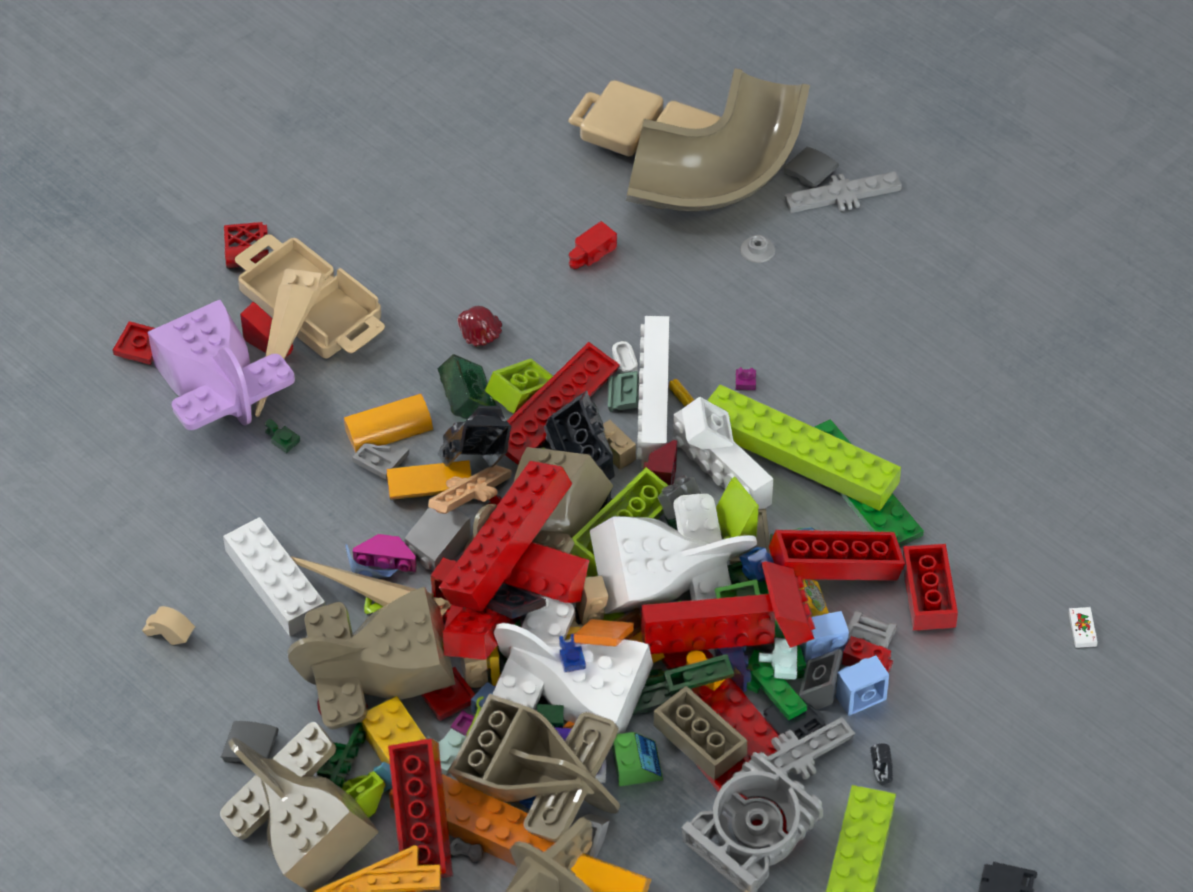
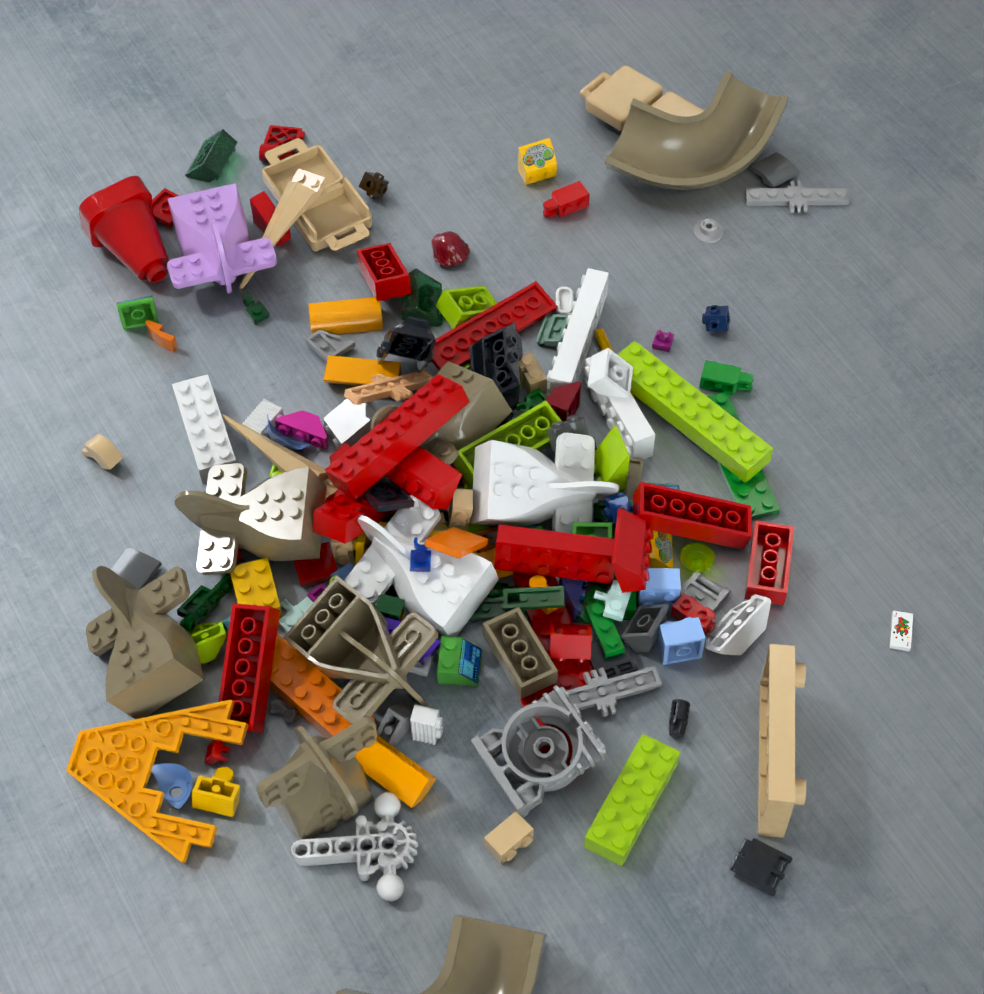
camera: 15 degrees right, 5 degrees up
(110, 375) = (125, 224): none -> red cone
(151, 465) = (136, 311): none -> bright green slope
(170, 275) = (212, 157): none -> clear green slope
(191, 490) = (160, 337): none -> orange slope
(334, 550) = (258, 418): none -> white brick
(370, 270) = (374, 184): none -> dark brown brick
(418, 365) = (384, 272): none -> red brick
(546, 209) = (537, 161): none -> yellow slope
(625, 827) = (426, 724): none -> white brick
(626, 473) = (531, 400): none -> green plate
(749, 711) = (570, 642): none -> red slope
(797, 343) = (716, 318): none -> dark blue brick
(825, 405) = (724, 377): none -> green hinge
(852, 598) = (694, 552): none -> clear neon green piece
(919, 657) = (740, 627): none -> white wedge
(992, 758) = (777, 782): none -> tan piece

